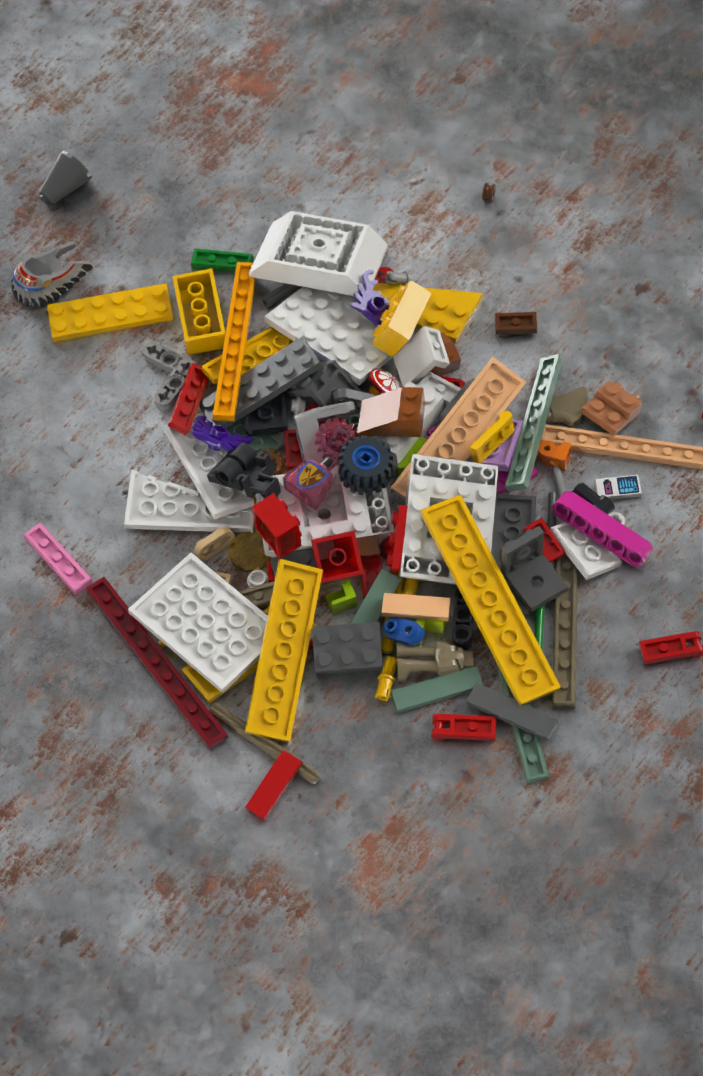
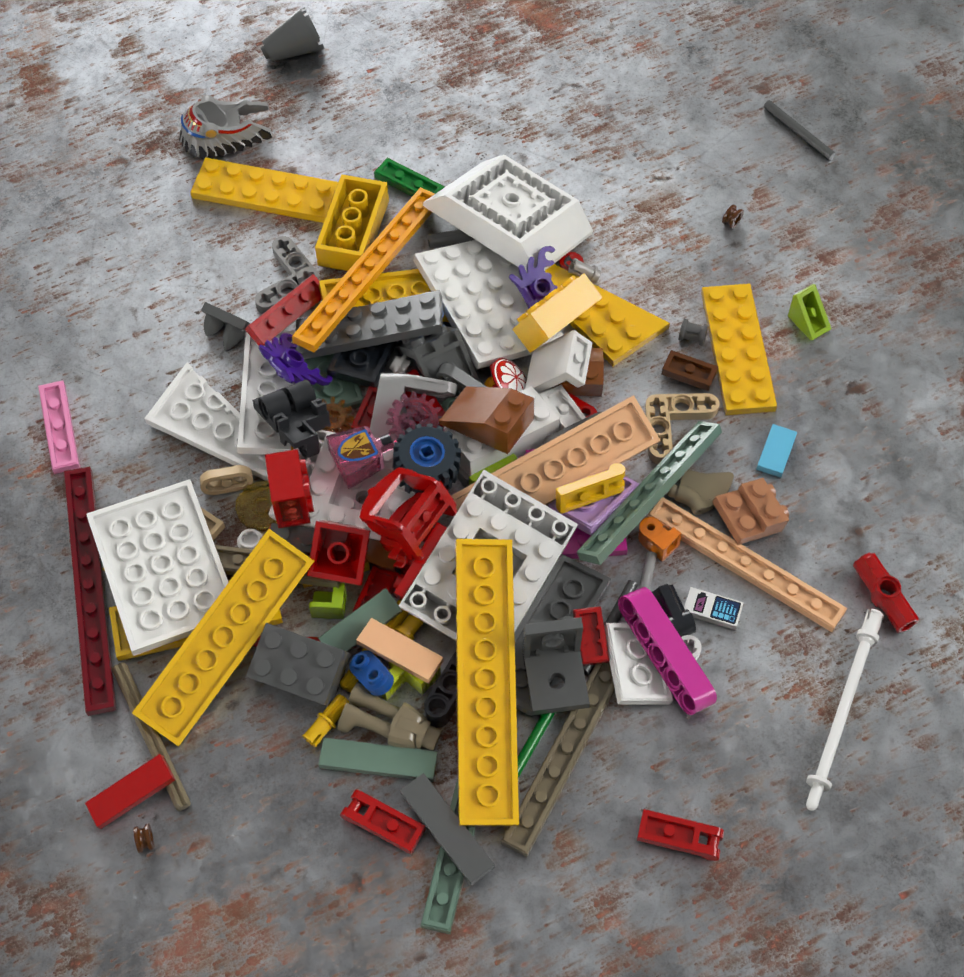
camera: 20 degrees right, 0 degrees up
(152, 428) = (215, 320): none -> dark grey tile
(302, 810) = (143, 838): none -> reddish brown bush
(372, 514) = (411, 520): none -> red animal
(504, 102) = (800, 130): none -> dark grey bar
(504, 293) = (693, 332): none -> dark grey bush
(516, 360) = (669, 412): none -> tan beam
(542, 292) = (738, 349): none -> yellow plate
(582, 245) = (809, 313): none -> lime slope
(608, 357) = (776, 450): none -> medium azure tile

